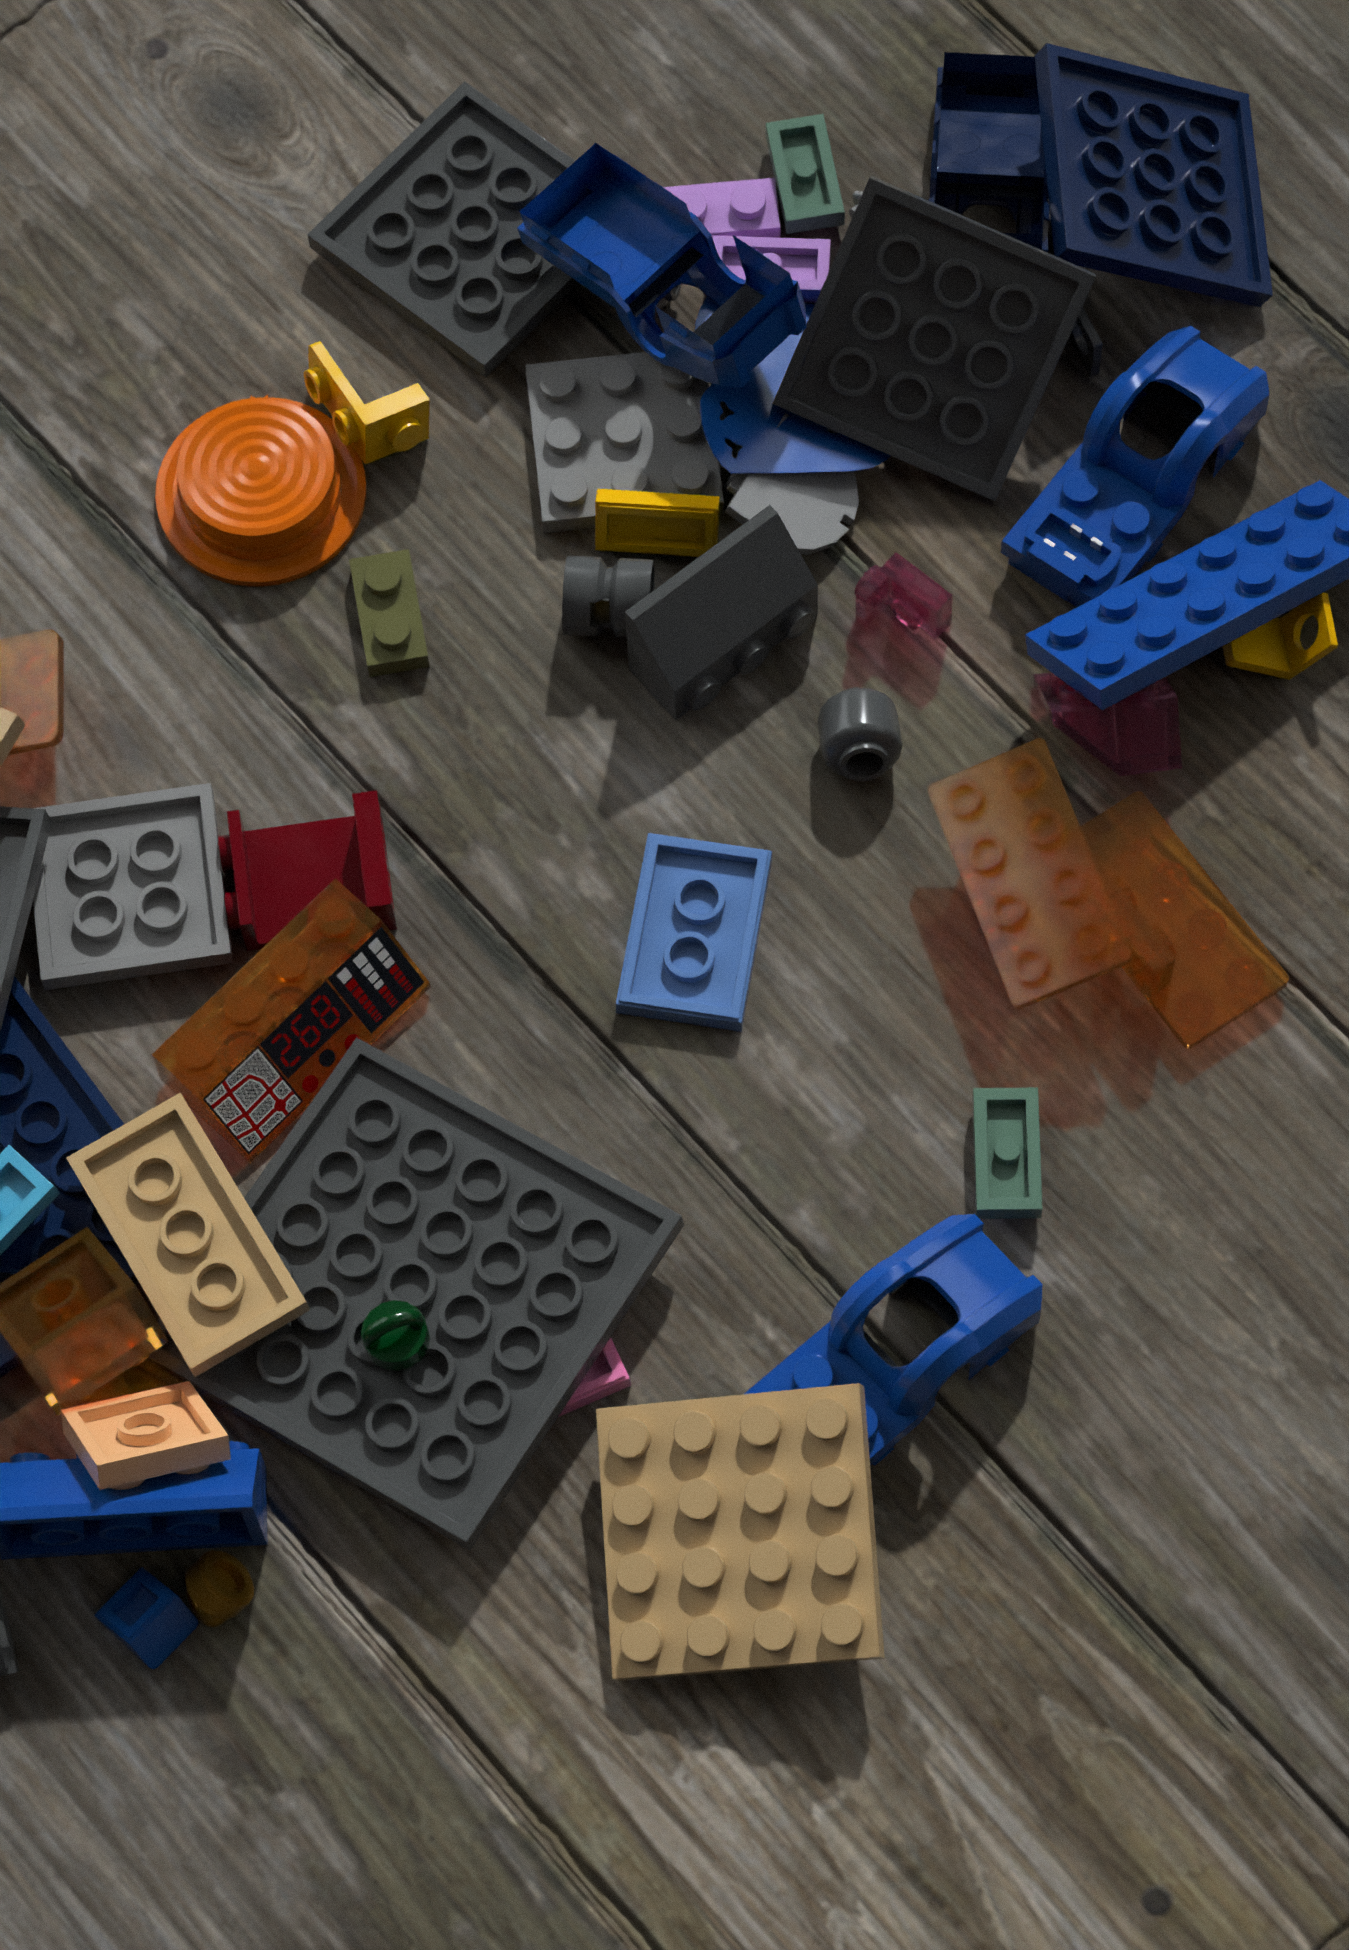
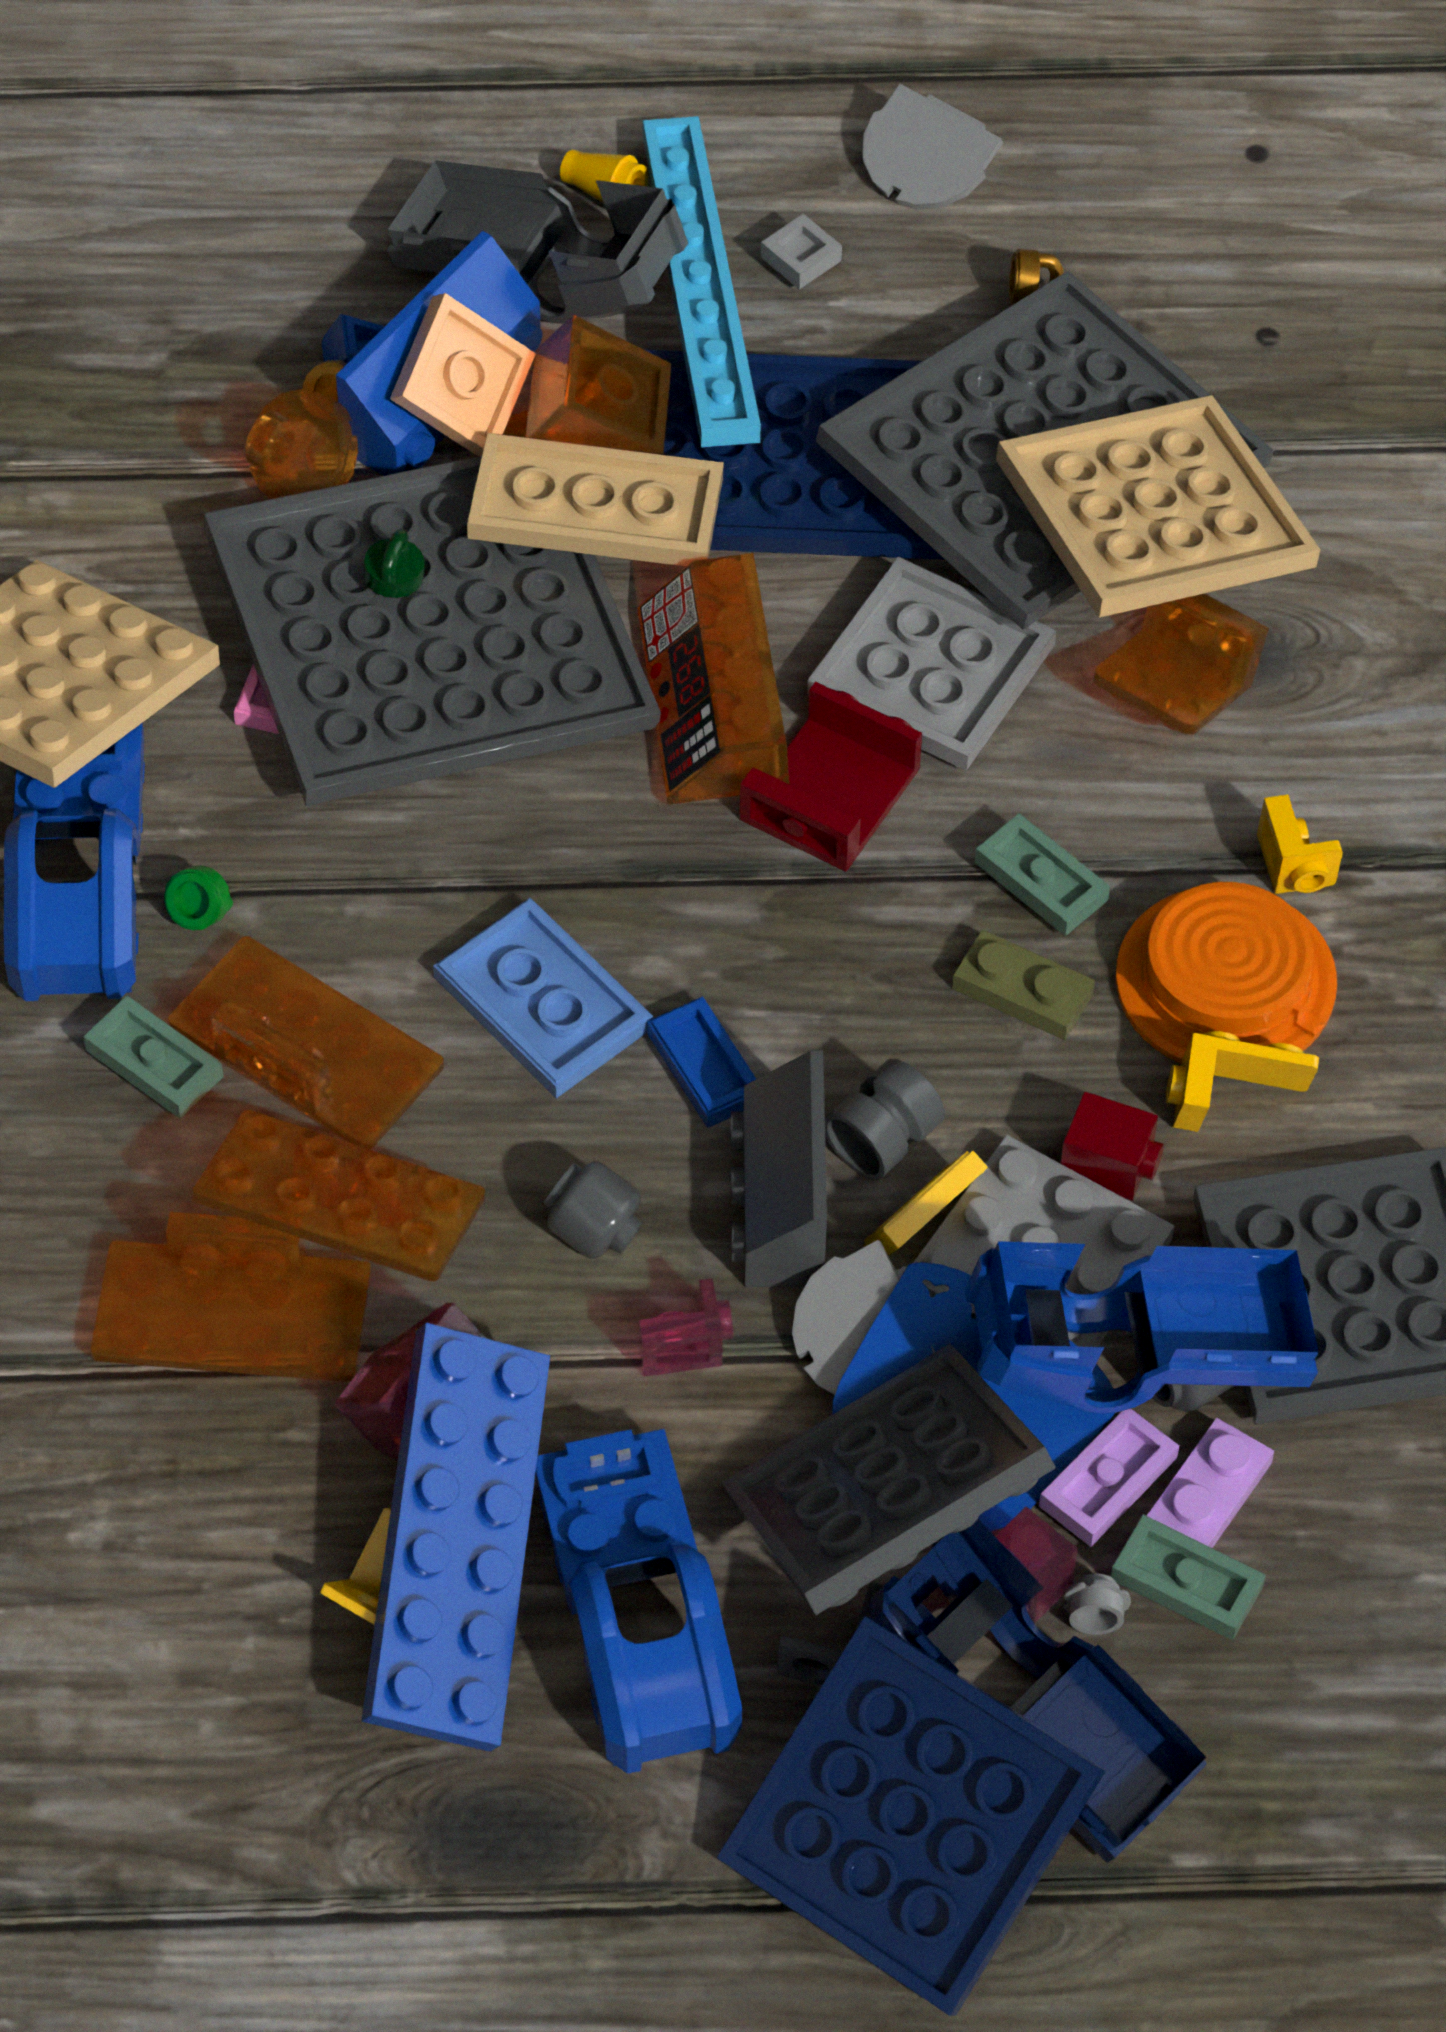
camera: 125 degrees right, 10 degrees down
(113, 512) = (1289, 855): none -> yellow bracket
(277, 662) = (1042, 874): none -> sand green plate
(320, 1534) = (301, 444): none -> clear orange tile
(496, 445) = (1112, 1144): none -> dark red brick
(651, 774) = (702, 1059): none -> blue tile
(835, 1245) = (197, 897): none -> green tile
(892, 1060) = (306, 1043): none -> clear orange bracket

